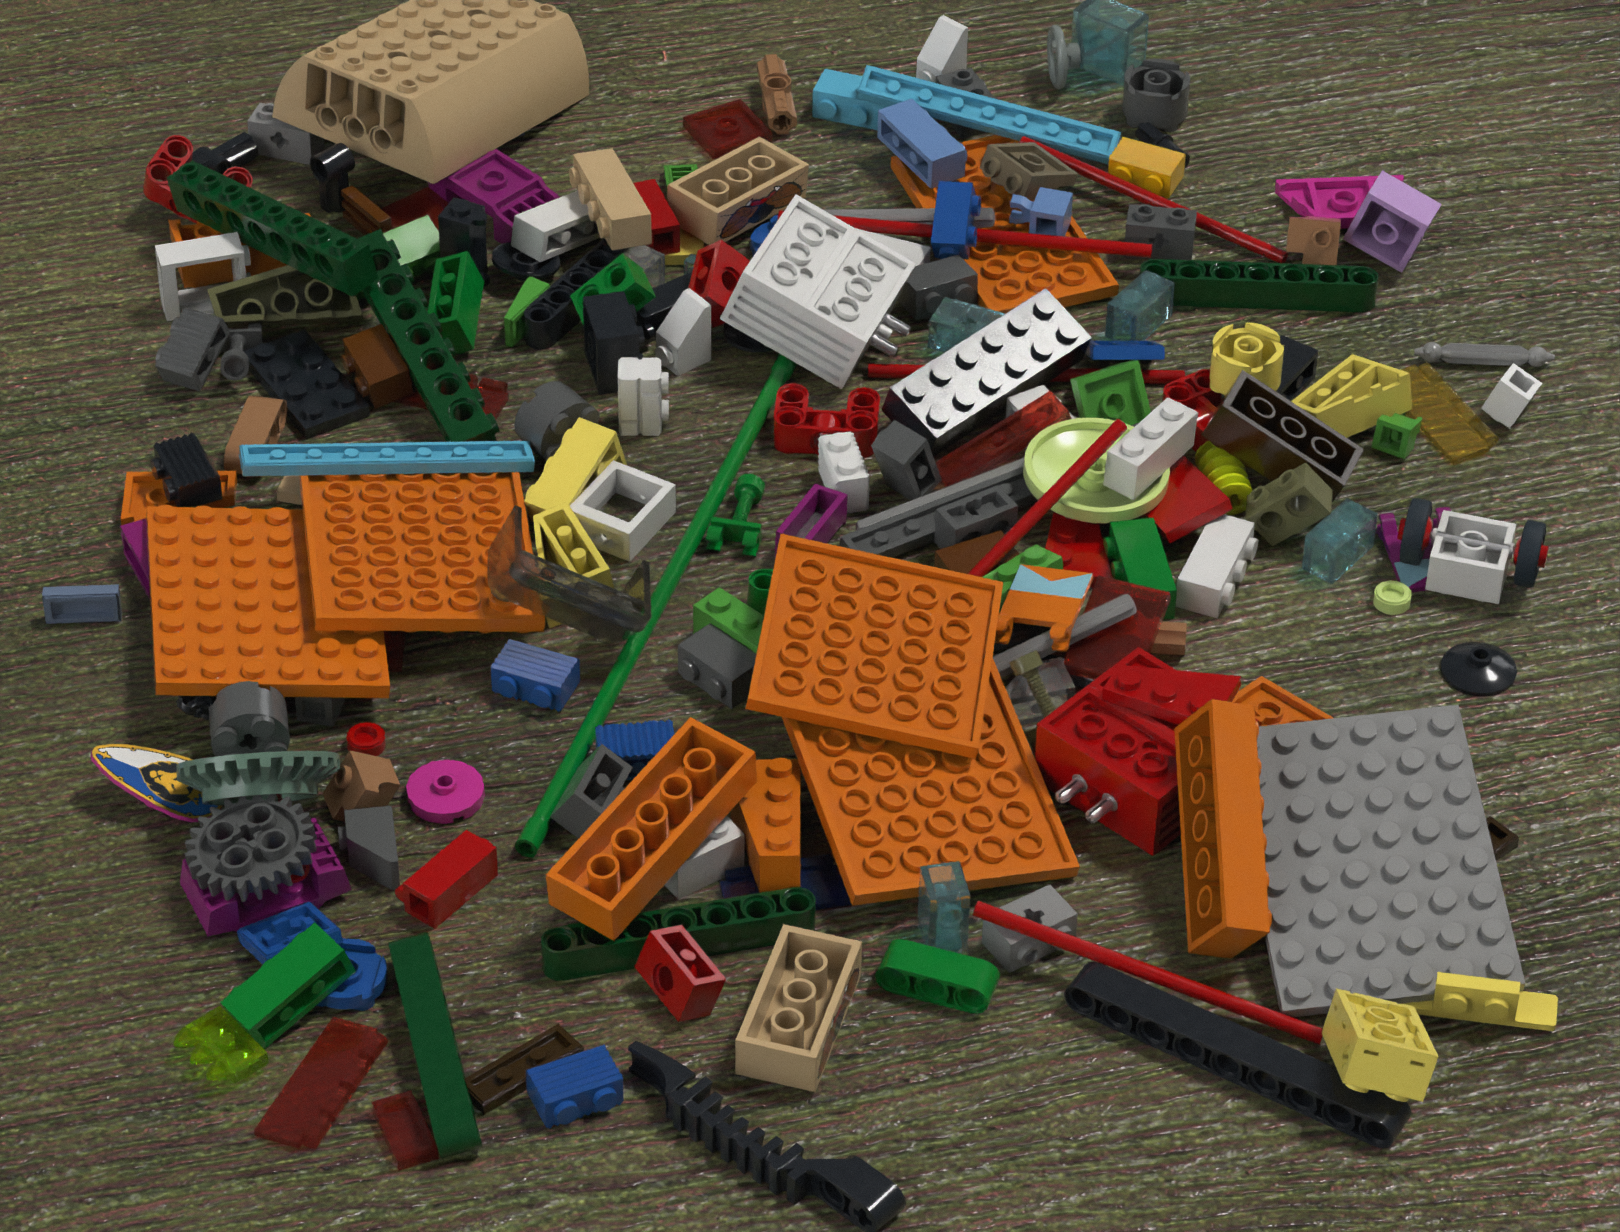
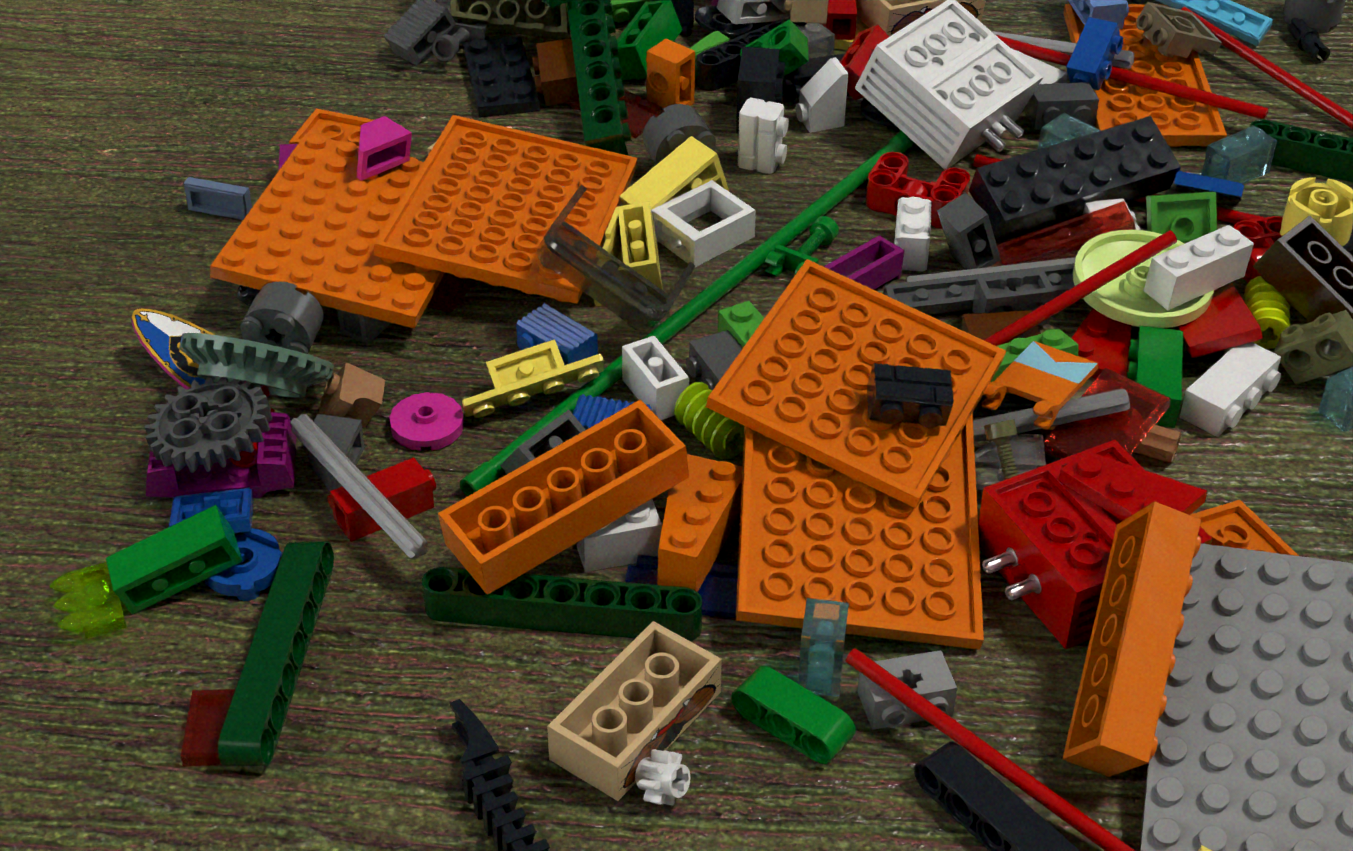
camera: 20 degrees right, 0 degrees up
(186, 472) = (351, 110): black brick -> none
(247, 505) = (382, 147): none -> dark pink slope
(258, 423) = (435, 104): medium nougat beam -> none
(322, 1084) = (154, 663): clear red windscreen -> none
(366, 739) = (385, 361): red tile -> none
(386, 458) = (521, 137): medium azure tile -> none
(432, 870) = (359, 487): none -> light grey axle
(507, 1075) = (350, 697): dark brown tile -> none
(508, 346) = (670, 74): none -> orange brick
(531, 715) = (527, 374): none -> light yellow bracket
(575, 1086) = (384, 729): blue brick -> none
(659, 689) = (653, 375): none -> white brick
(680, 973) = (538, 643): red brick -> none
(734, 721) = (716, 431): none -> lime piece
(850, 1059) = (662, 777): none -> white gear
(936, 650) = (909, 395): none -> black brick
(1047, 214) = (1182, 66): medium blue brick -> none
(1147, 166) = (1289, 50): yellow brick -> none
(1167, 229) = (1287, 100): dark grey brick -> none

